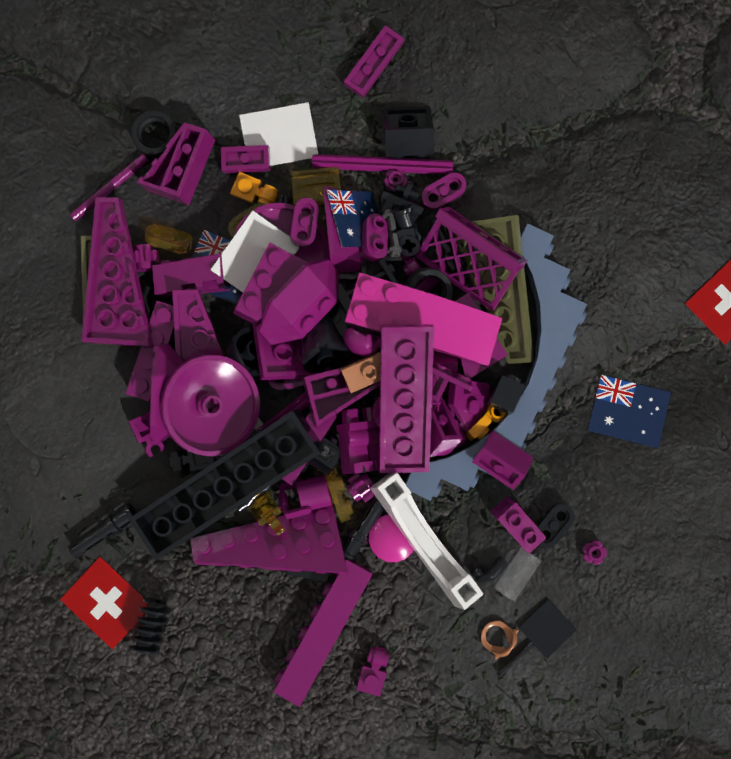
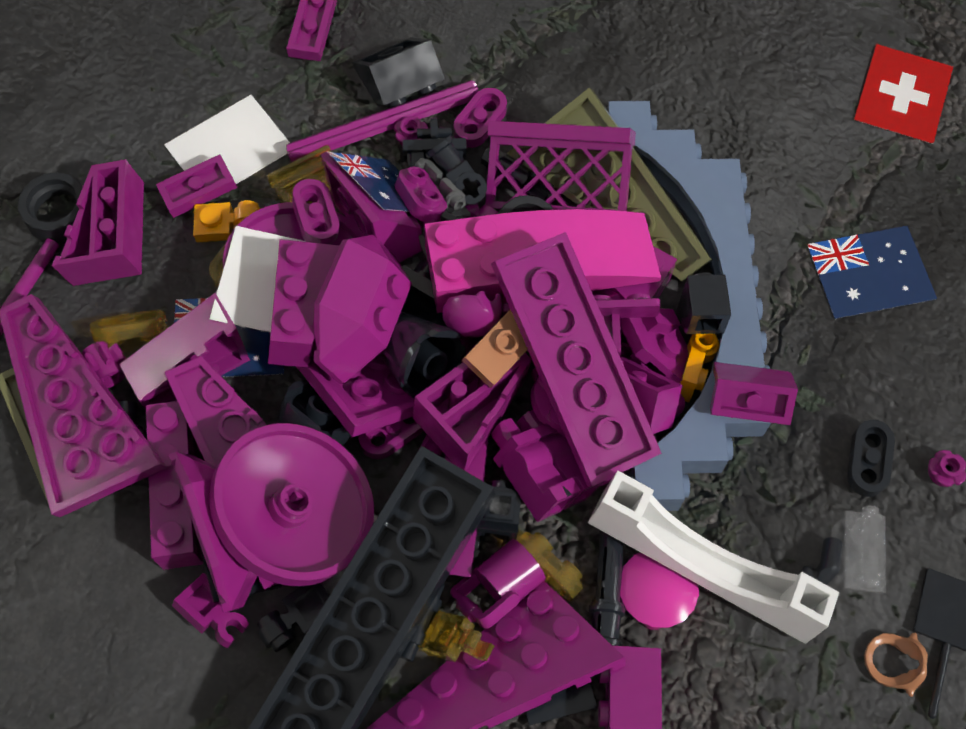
camera: 30 degrees left, 20 degrees down
(360, 487) = (573, 533): magenta gear -> none
(518, 524) = (824, 473): magenta bracket -> none

